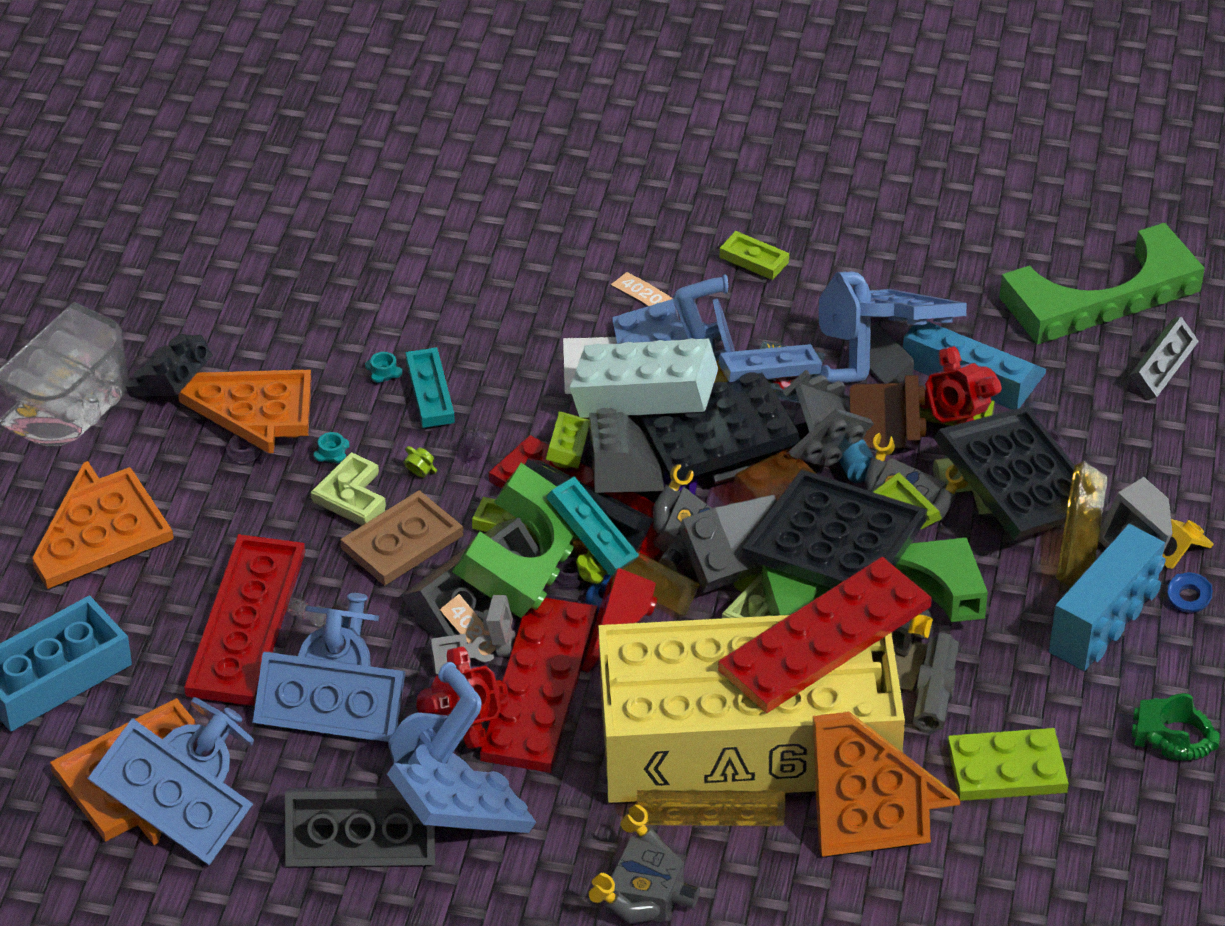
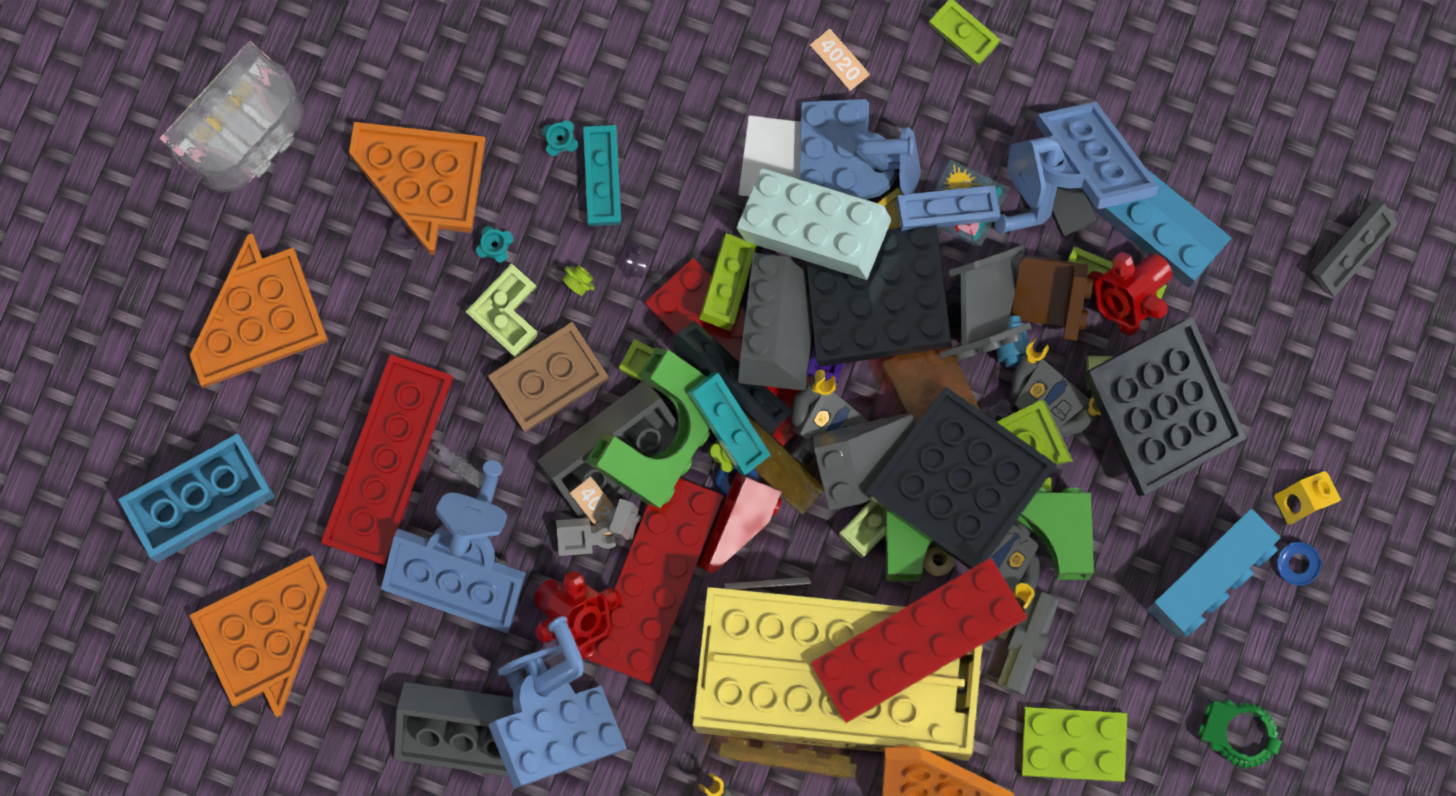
camera: 10 degrees right, 35 degrees up
(170, 367) = (343, 118): black plate -> none
(176, 787) = (299, 683): medium blue plate -> none
(1057, 311) = (1257, 162): bright green arch -> none
(1082, 523) = (1212, 476): clear yellow plate -> none
(1142, 507) = (1268, 488): light grey slope -> none

